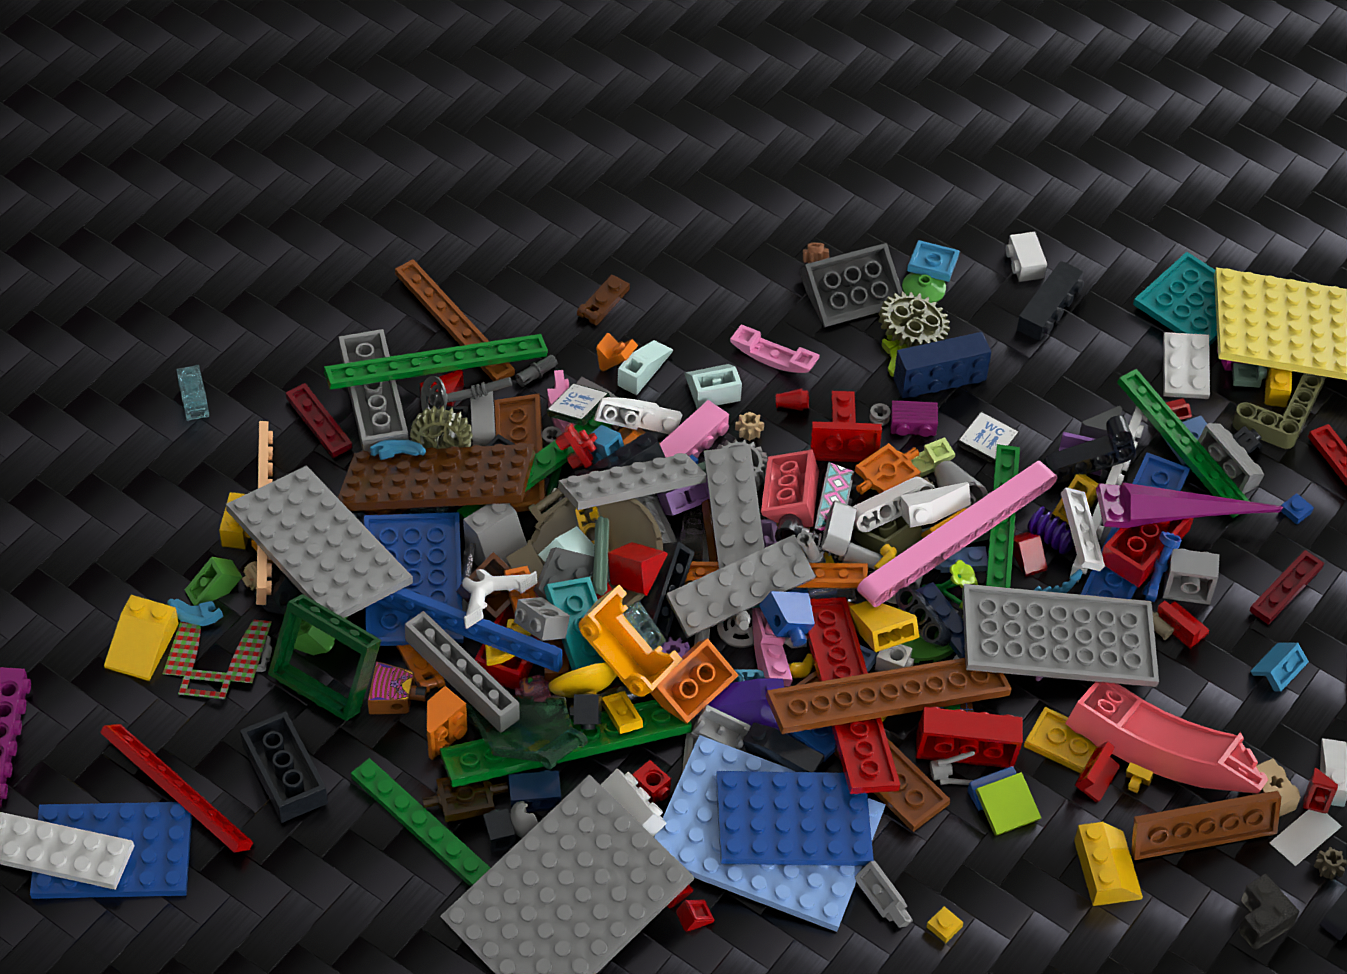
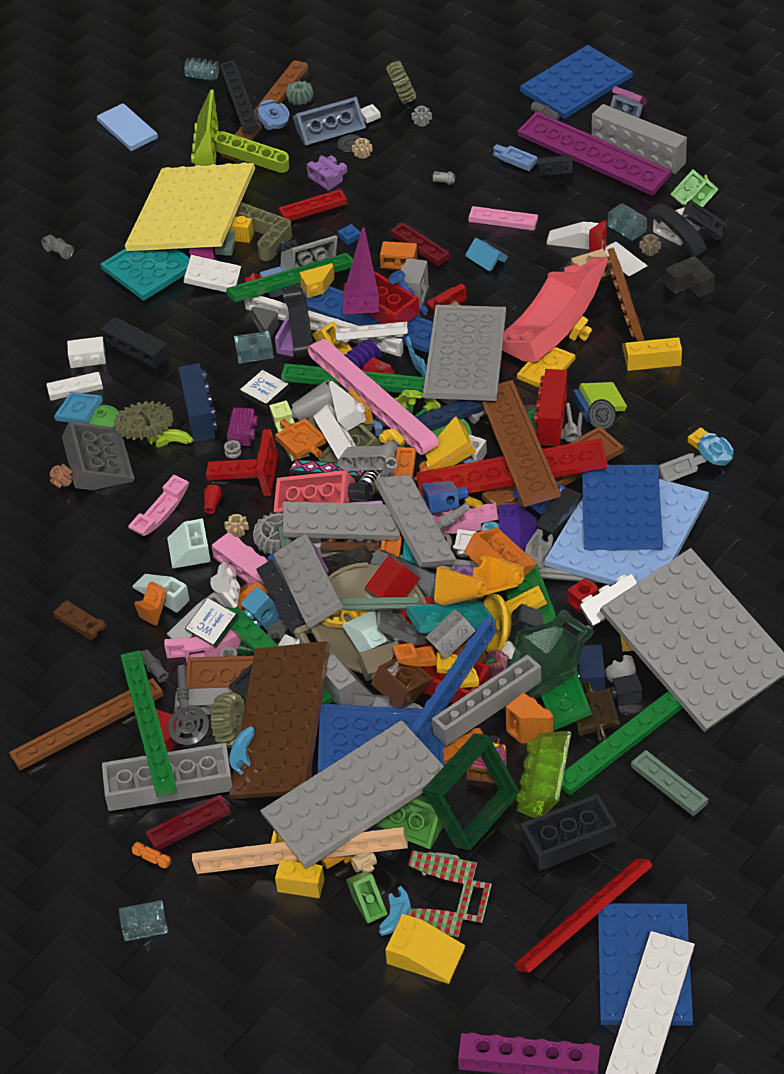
camera: 80 degrees left, 5 degrees down
(279, 395) = (151, 855): none -> orange axle
(359, 875) = (669, 783): none -> sand green plate
(365, 737) = (543, 773): none -> clear neon green slope
(489, 584) = (421, 673): white piece -> none
(582, 455) = (263, 617): red hips -> none
(736, 655) = (462, 539): none -> white bracket
(918, 937) = (715, 449): none -> dark azure tile
(932, 621) = (435, 423): black beam -> none
(972, 802) = (602, 414): none -> sticker
(973, 255) = (78, 384): none -> white plate
(1056, 417) = (253, 347): none -> clear light blue brick
(1098, 772) = (575, 347): red panel -> none
(1179, 469) = (317, 280): none -> yellow slope
(1216, 208) = (57, 245): none -> clear connector
(1257, 562) = (394, 254): none -> orange brick

